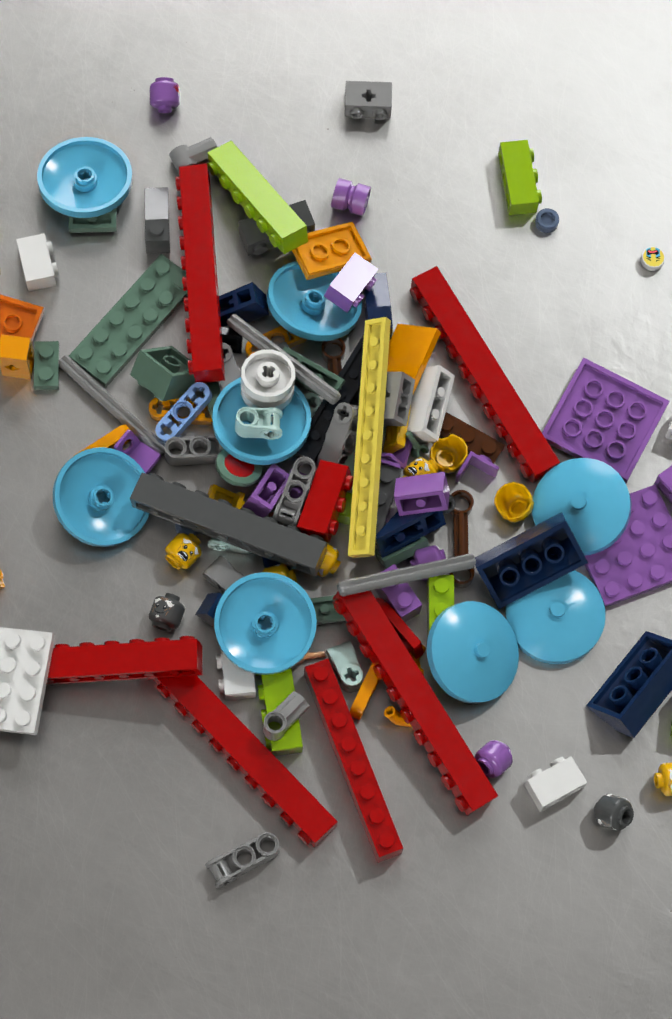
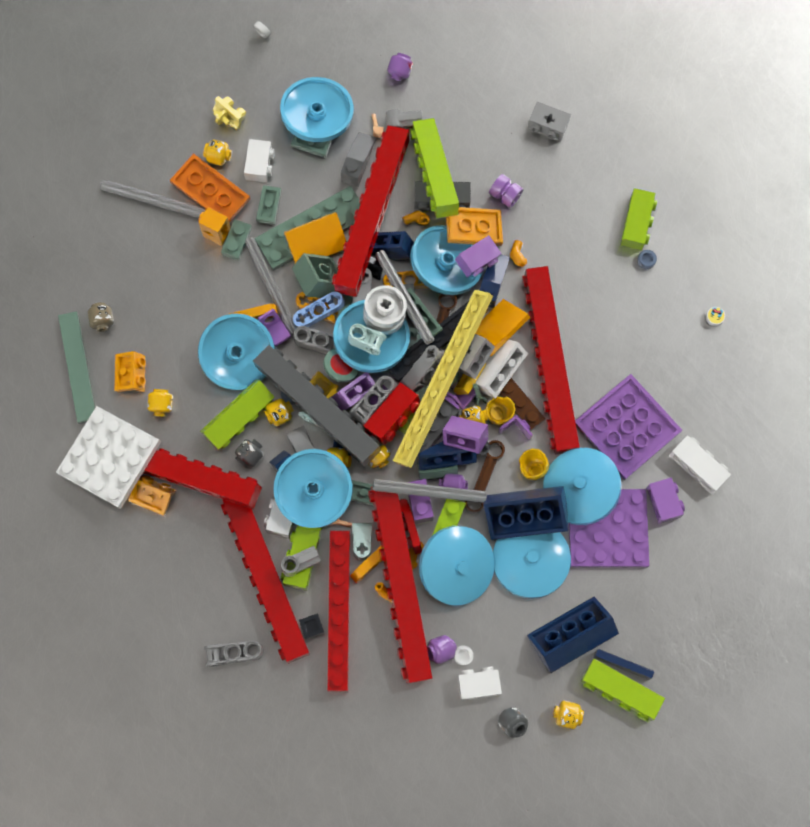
camera: 25 degrees right, 5 degrees up
(31, 591) = (160, 402): none -> yellow head
(67, 706) = (152, 494): none -> light orange bracket
(70, 310) = (268, 205): none -> sand green plate
(134, 571) = (237, 414): none -> lime brick
(146, 327) = (316, 237): none -> light orange tile
(167, 179) = (377, 131): none -> light nougat hand
(256, 263) = (416, 216): none -> light orange arm
(327, 790) = (311, 626): none -> black tile
(393, 268) = (515, 254): none -> light orange arm
(522, 757) = (463, 655): none -> white tile

